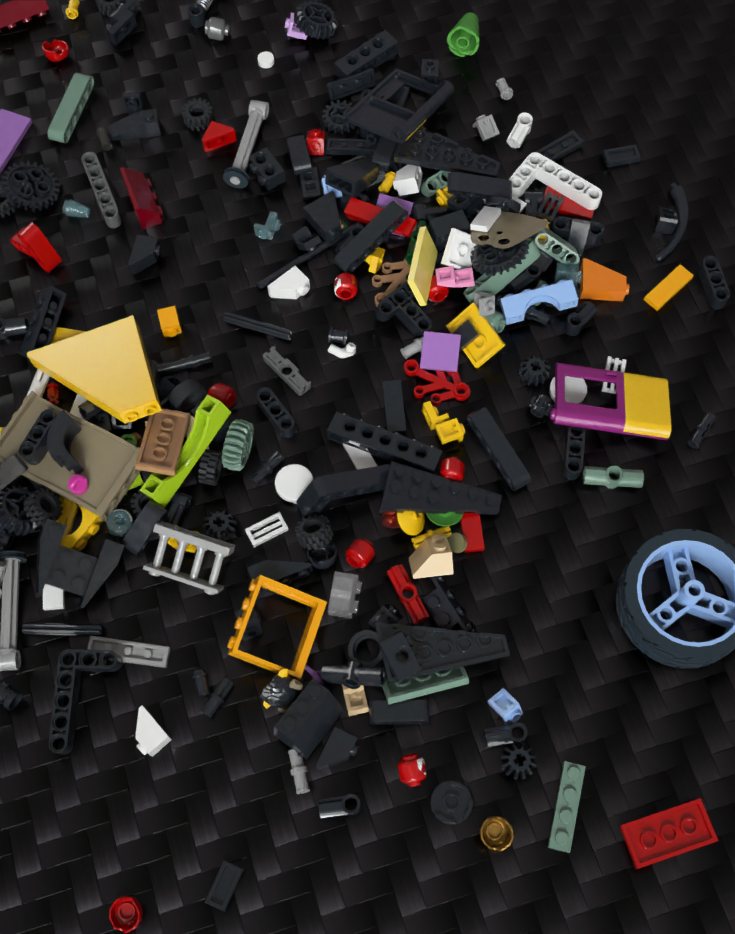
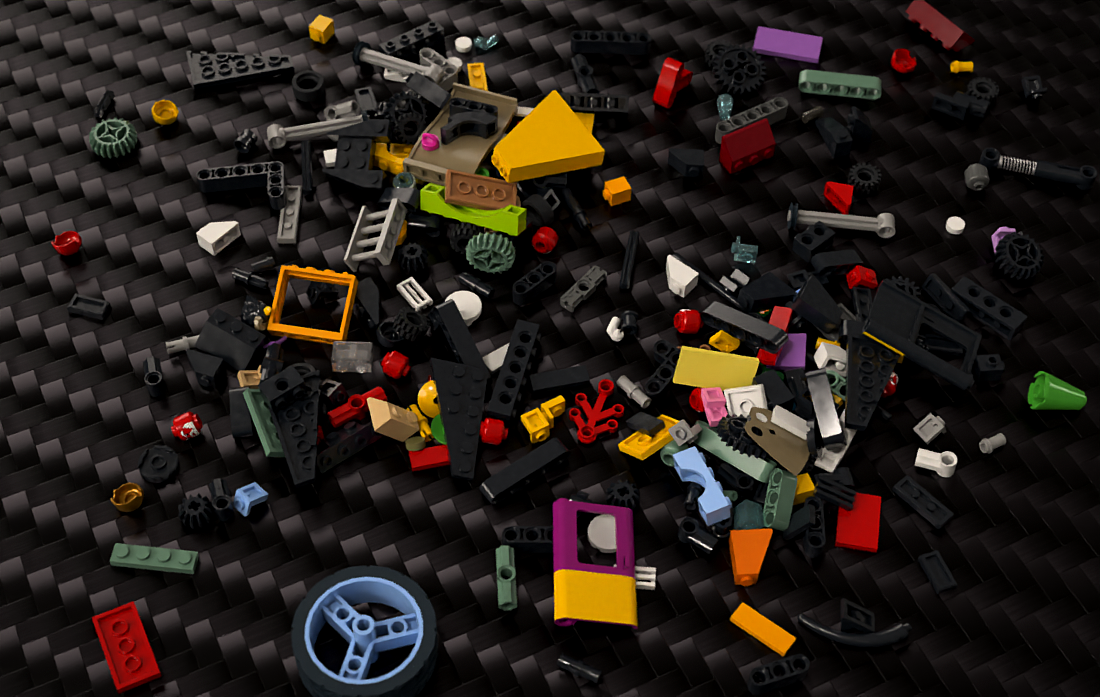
camera: 80 degrees right, 15 degrees down
(440, 351) = (625, 406): medium lavender tile -> none
(556, 177) = (879, 475): white beam -> none

